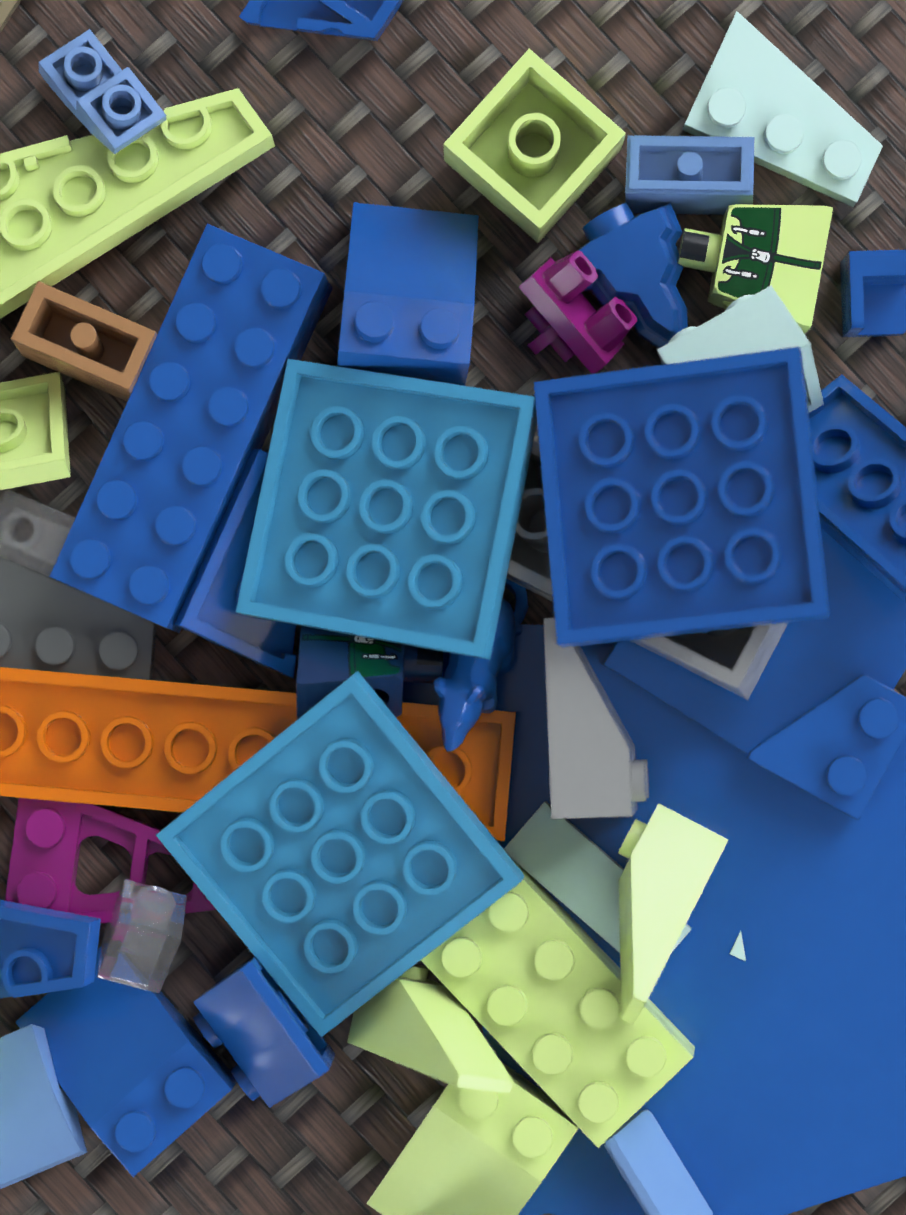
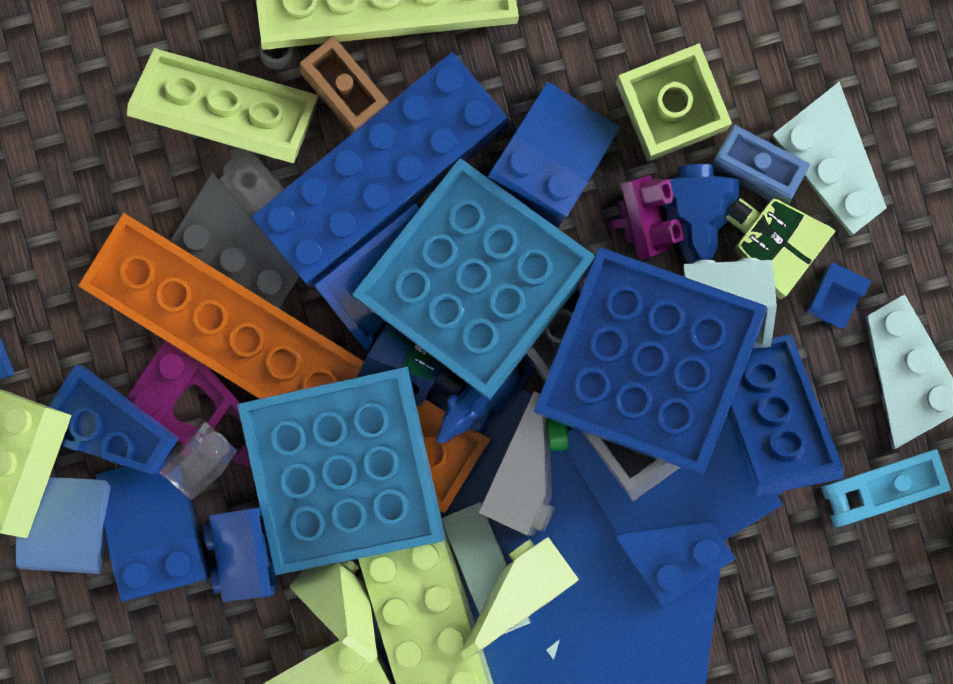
camera: 20 degrees right, 0 degrees up
(604, 662) = (558, 435): none -> green tile

